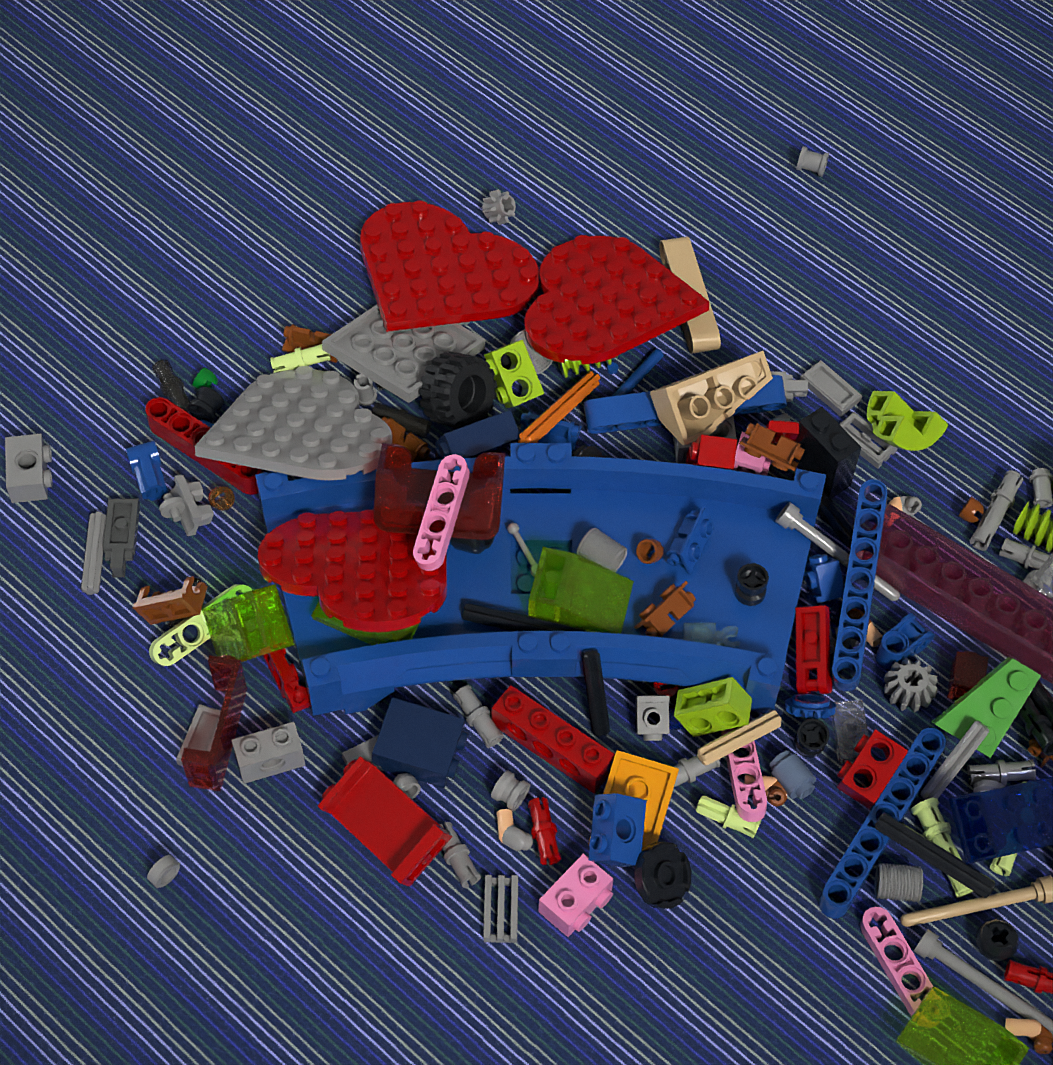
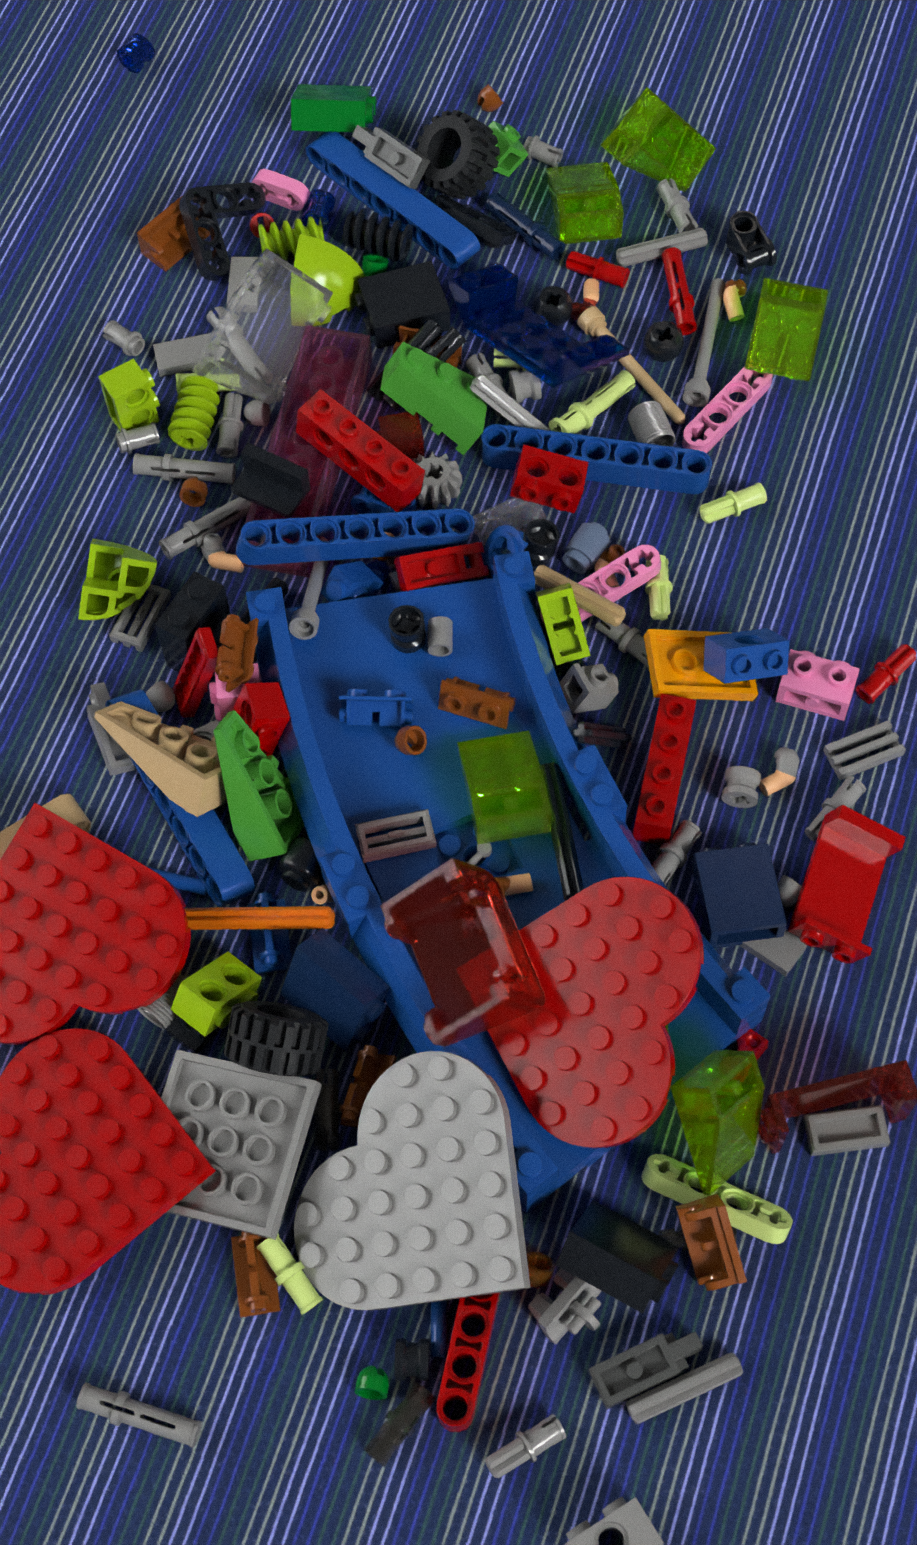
camera: 110 degrees left, 5 degrees up
(115, 447) = (526, 1446): none -> light grey axle
(146, 465) = (531, 1391): blue piece -> none
(194, 536) = (619, 1257): none -> black brick
(268, 752) = (832, 1039): light grey brick -> none
(269, 249) = (93, 1399): none -> light grey pin
(366, 391) = (312, 1160): light grey pin -> none
(444, 512) = (510, 911): bright pink beam -> none
(498, 567) = (515, 884): none -> light nougat arm
(544, 831) = (765, 740): red pin -> none
(561, 960) = (886, 673): none -> red axle
(572, 536) = (399, 835): none -> light grey tile
(602, 550) = (437, 784): light grey piece -> none
(660, 432) = (256, 792): none -> bright green wedge
(662, 875) = (758, 615): black tile -> none
(707, 634) = (489, 654): clear light blue plate -> none
(736, 607) = (440, 636): none -> light grey hinge
(791, 919) = (733, 503): none -> yellowish green axle
(831, 388) = (81, 670): light grey tile -> none
(929, 498) = (193, 532): none -> light grey pin
(935, 855) = (616, 404): black axle -> none
(937, 540) = (271, 481): none -> black panel
(942, 611) = (359, 451): none -> red brick

